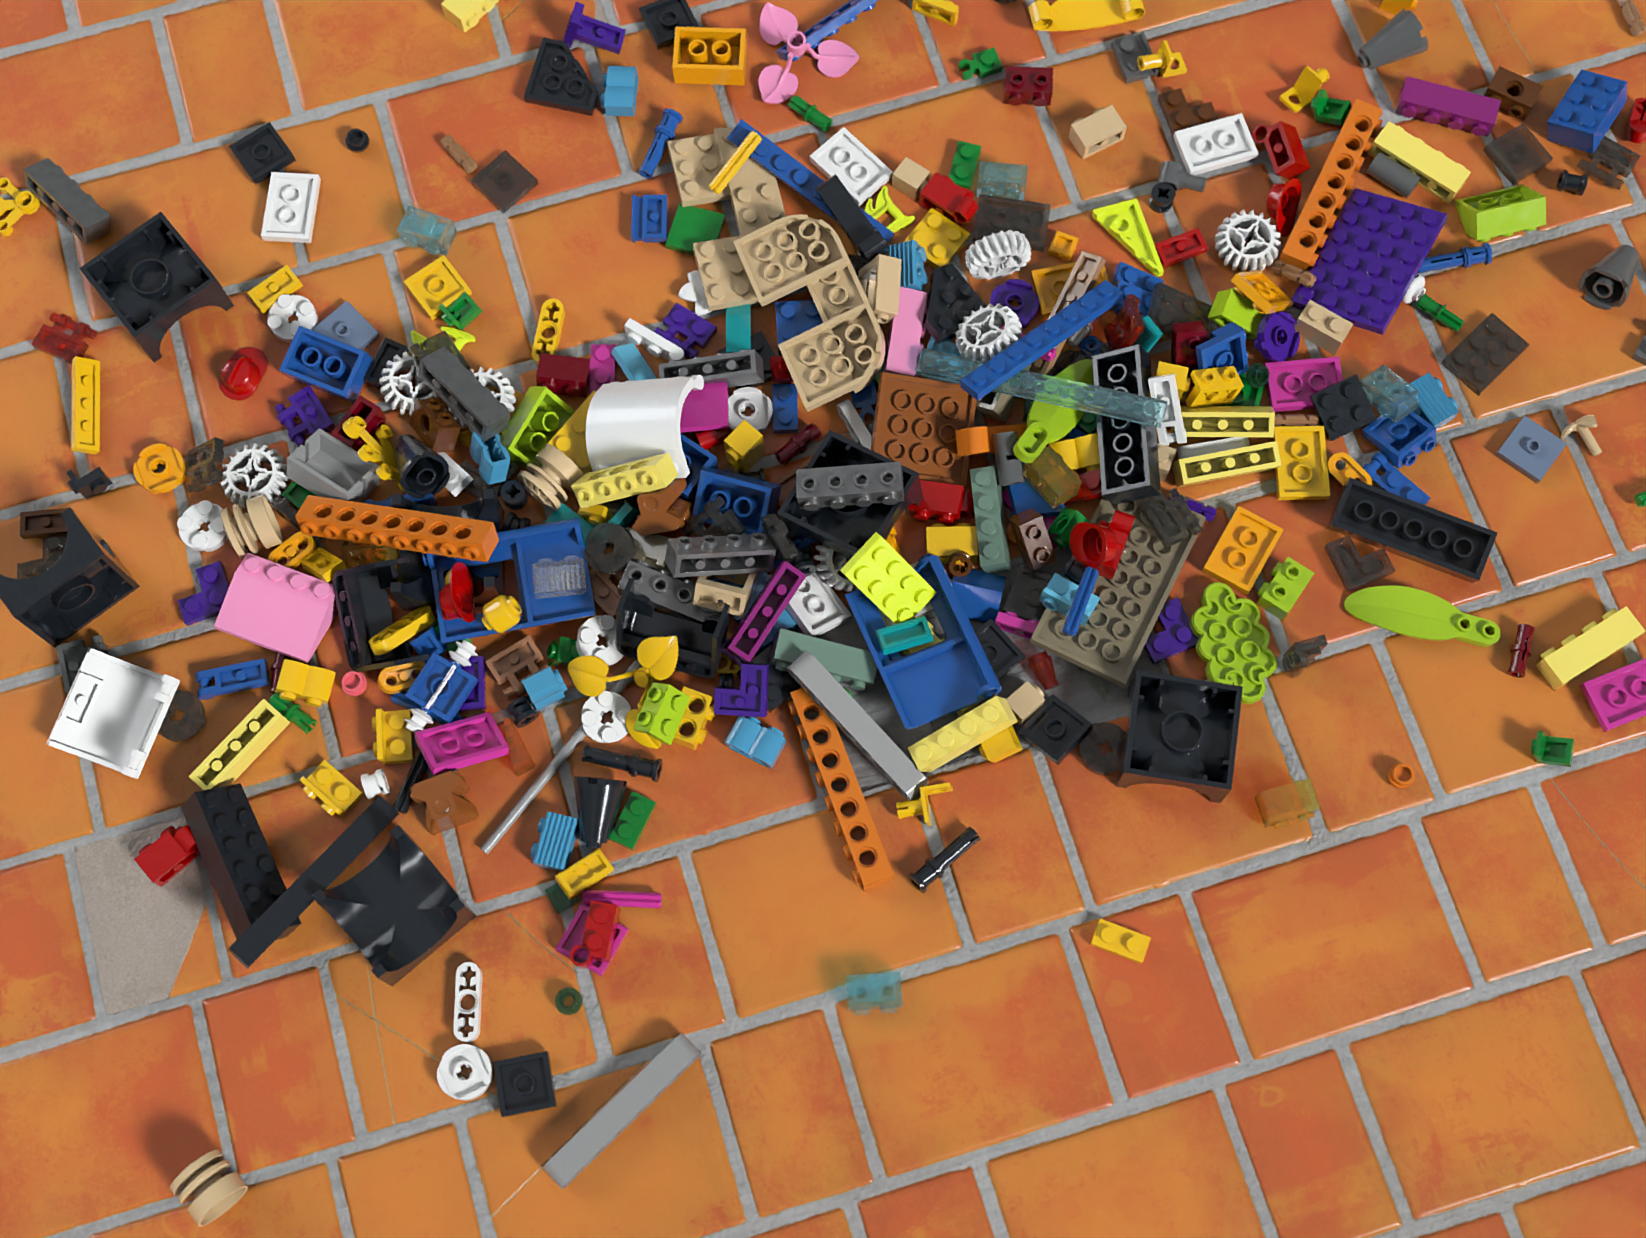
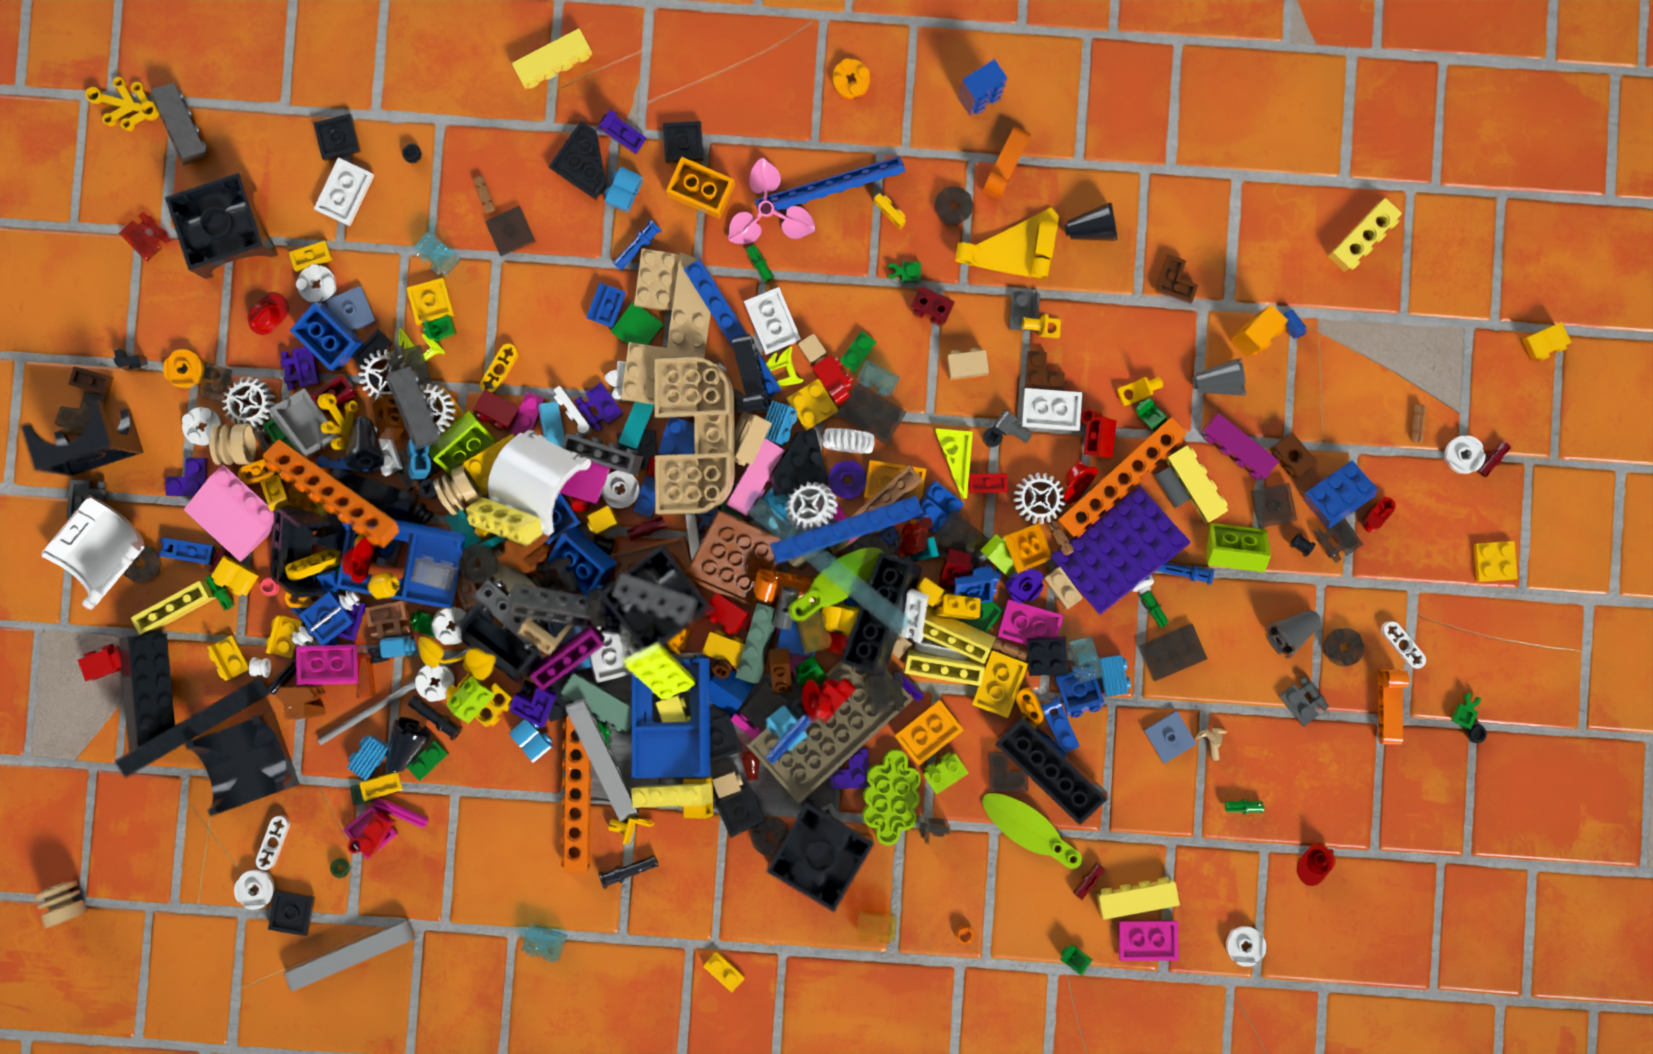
camera: 15 degrees right, 15 degrees up
(85, 405) = (144, 298): yellow plate -> none
(735, 162) = (681, 292): yellow axle -> none
(904, 635) = (660, 708): teal tile -> none
(1063, 246) = (903, 446): light orange tile -> none
(1257, 375) = (997, 608): clear green plate -> none

